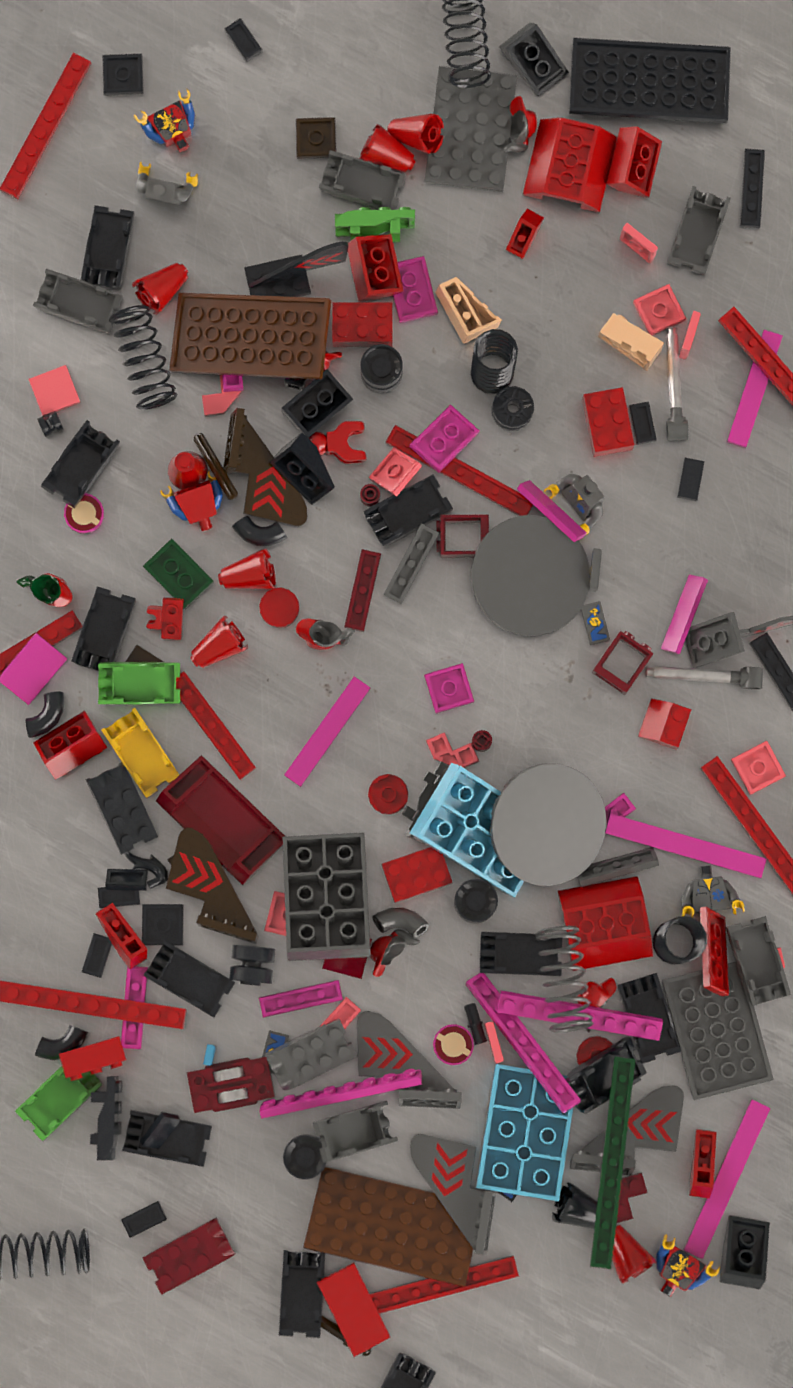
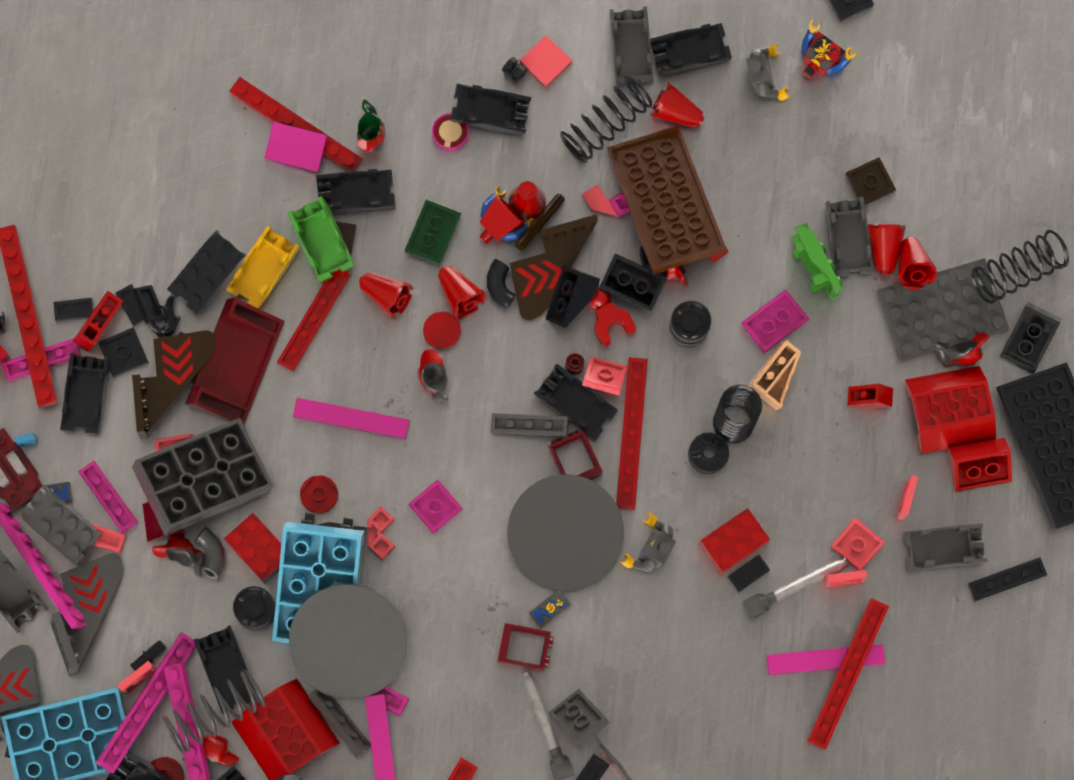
camera: 65 degrees right, 5 degrees down
(48, 717) = (261, 178): black cylinder -> none
(70, 745) = (244, 207): red slope -> none
(168, 618) = (390, 240): red plate -> none
(243, 40) = (927, 83): black tile -> none
(251, 970) = (122, 439): black wheel -> none
(289, 275) = (736, 211): black piece -> none
(361, 324) = (722, 292): red brick -> none
(362, 590) = (488, 395): dark red tile -> none
(374, 267) = (778, 280): red slope -> none
(444, 438) = (654, 406): dark pink tile -> none
(453, 1044) = (122, 645): tile -> none
(479, 743) = (400, 554): dark red wheel -> none
(551, 511) = (631, 526): dark pink tile -> none
(595, 569) = (596, 587): dark grey tile -> none
(631, 341) = (817, 530): light nougat wedge -> none
(664, 723) = (486, 708): red slope -> none
(684, 614) = (592, 683): dark pink tile -> none
(690, 479) = (717, 637): black tile -> none

